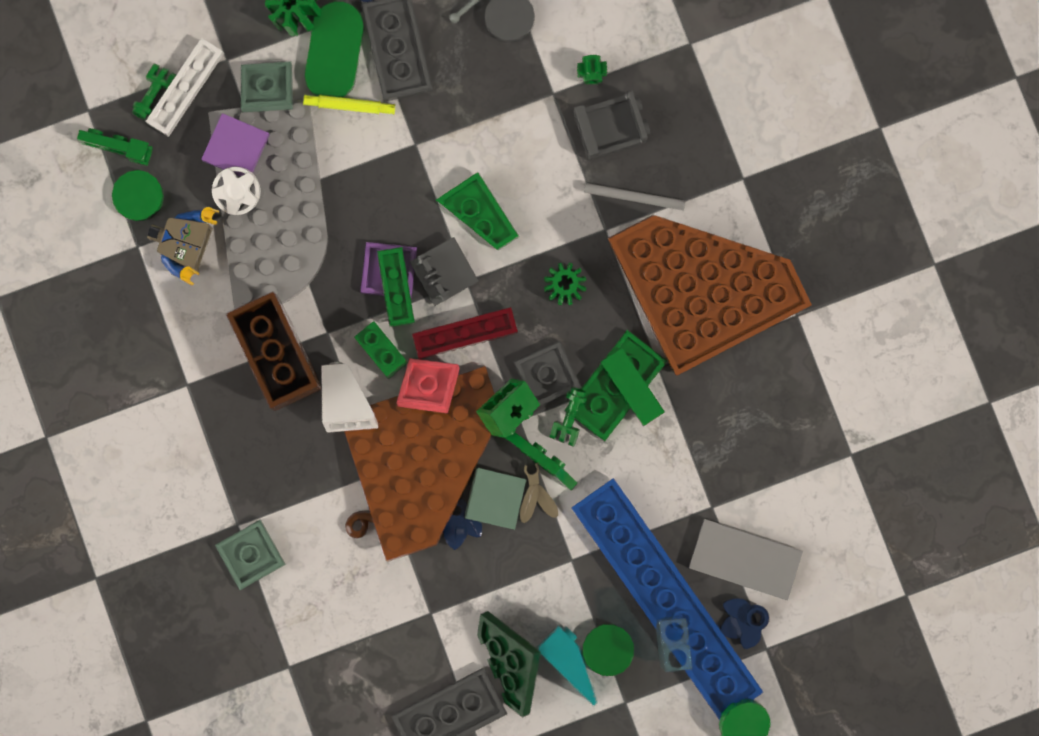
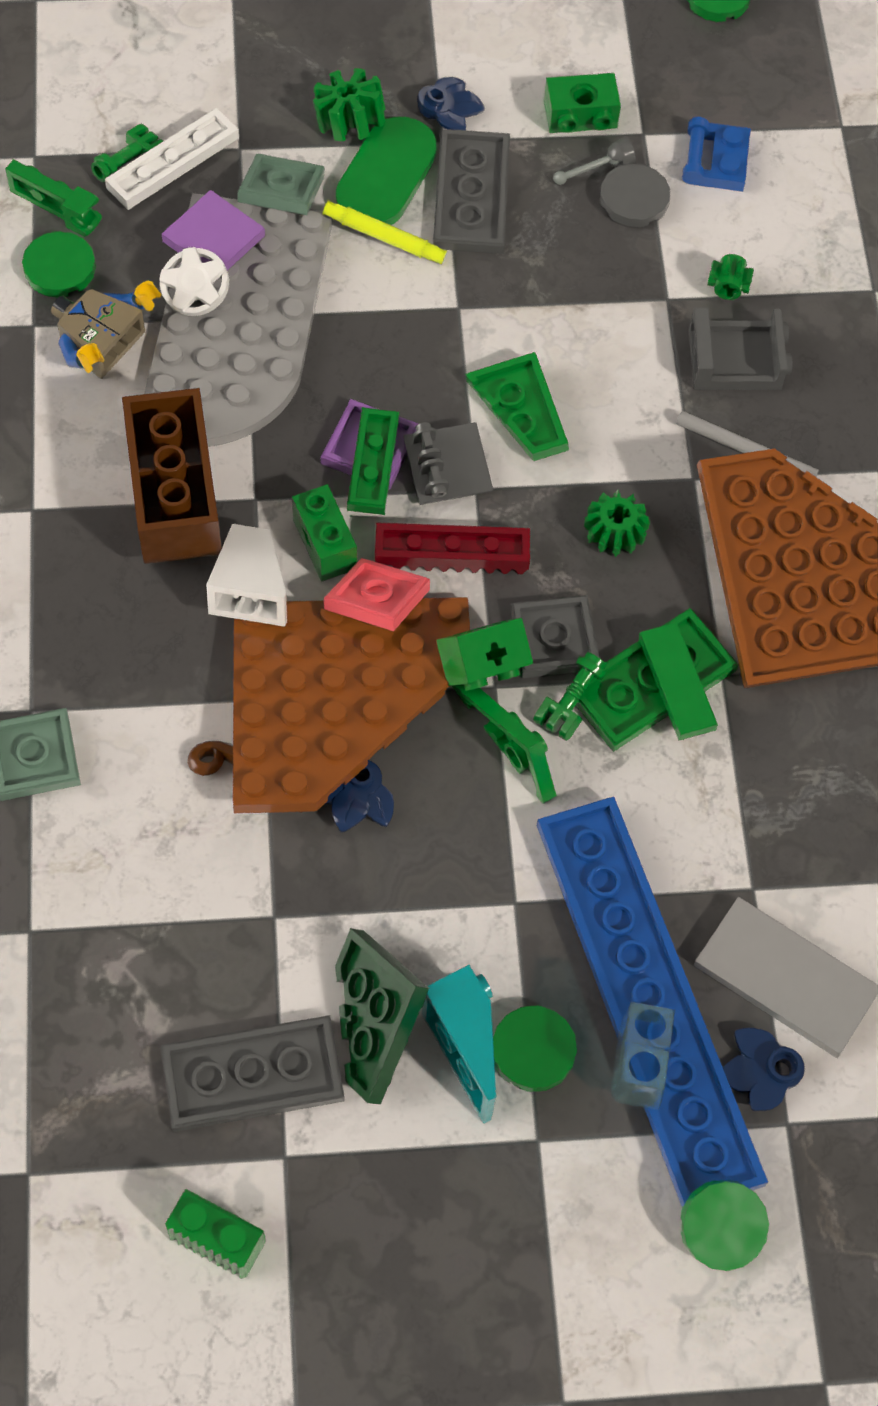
camera: 15 degrees right, 20 degrees down
(495, 498) = (425, 776): sand green tile -> none
(534, 494) = (491, 792): dark tan piece -> none

